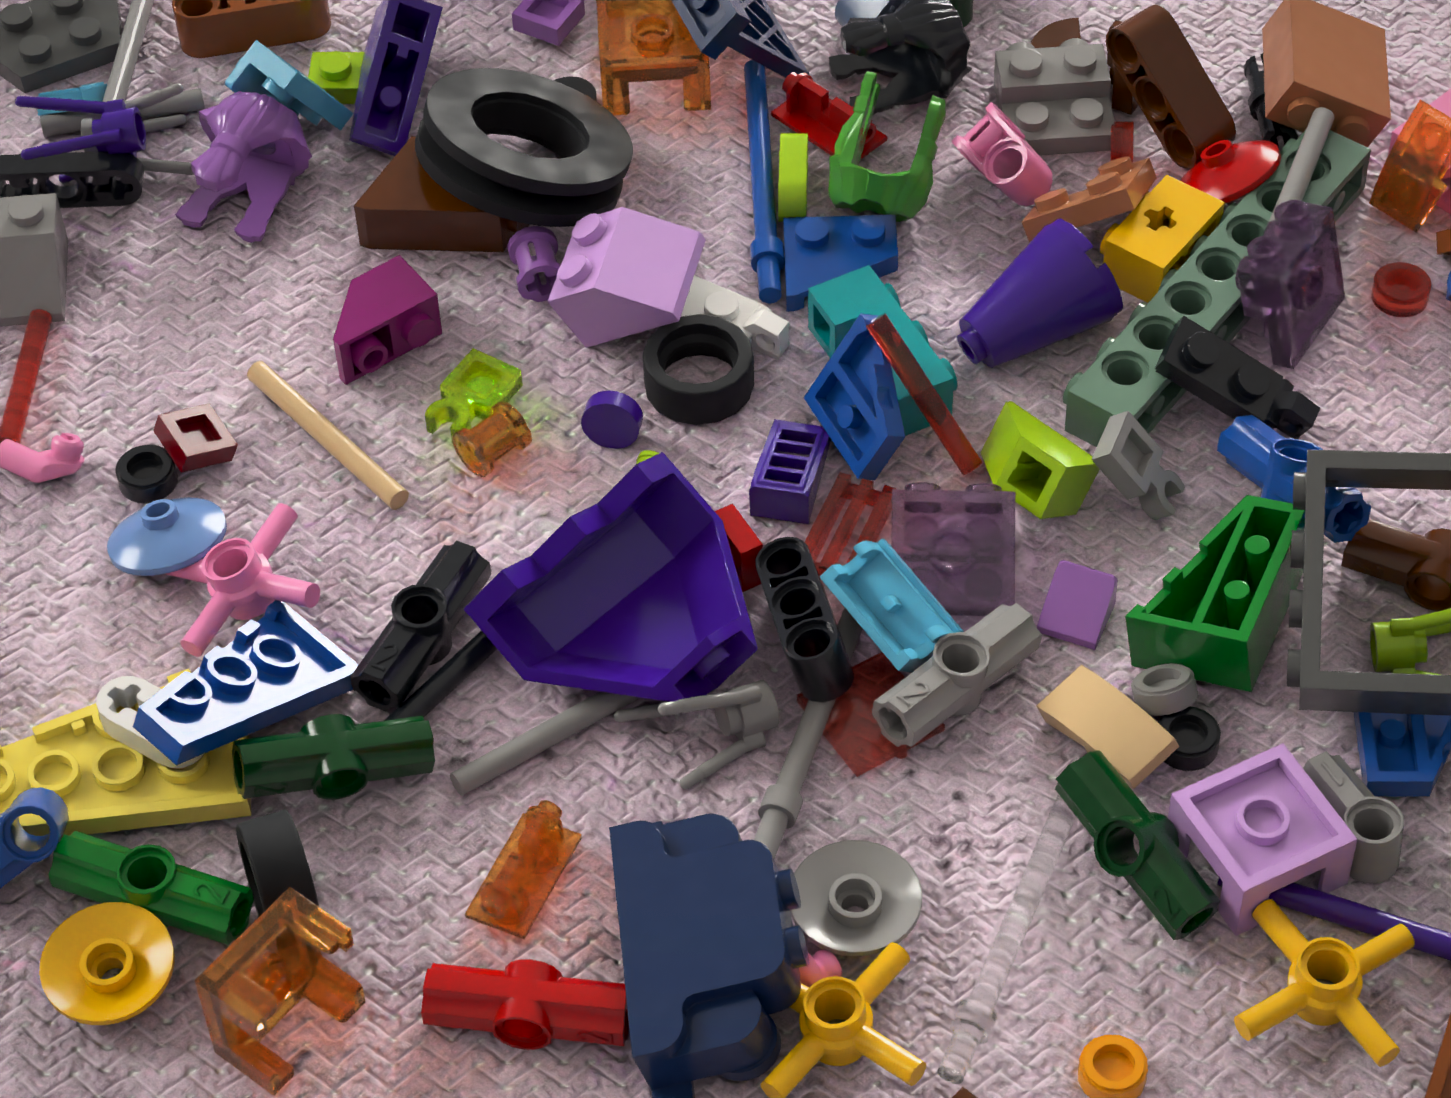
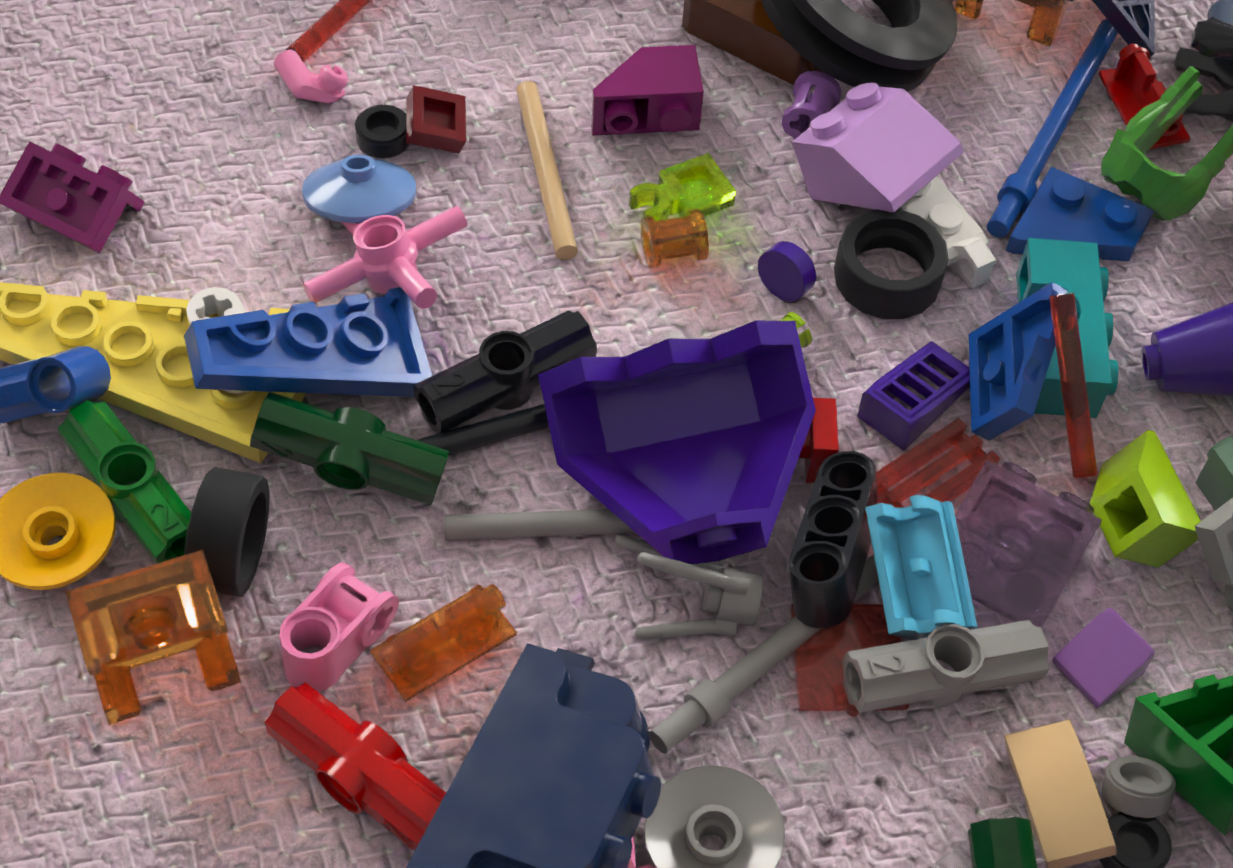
camera: 25 degrees right, 5 degrees up
(423, 904) = (342, 619): none -> bright pink piece
(793, 175) = (1082, 134): lime beam -> none

